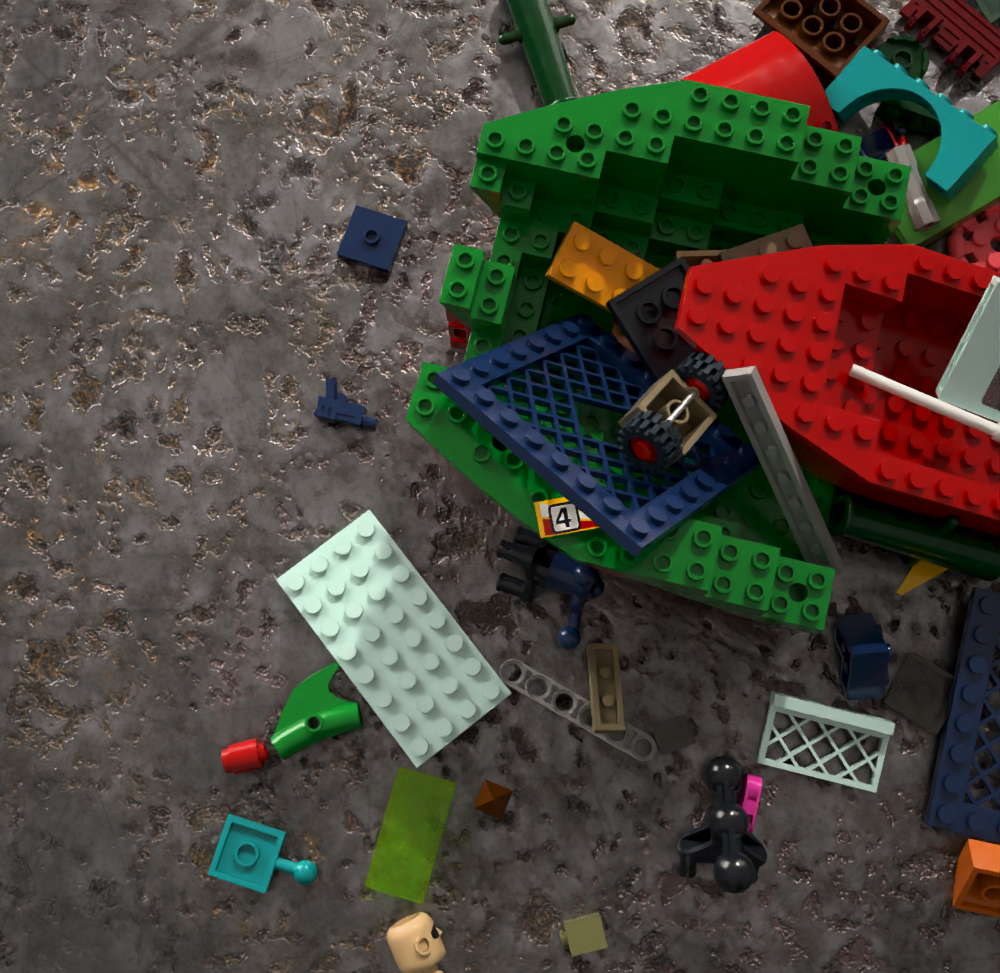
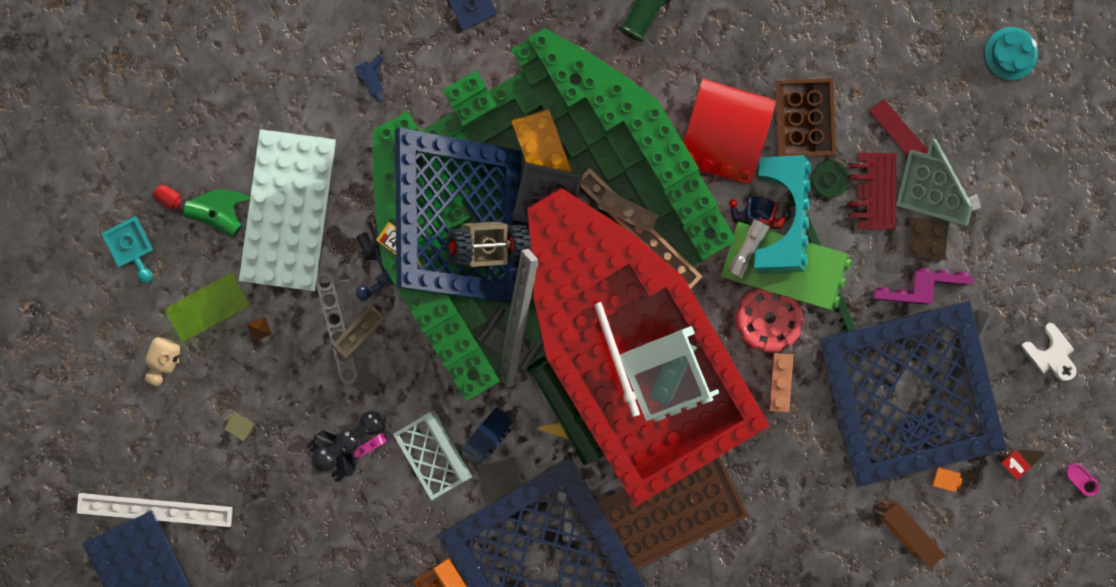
camera: 40 degrees right, 10 degrees up
(777, 531) = (495, 339): none -> dark grey plate

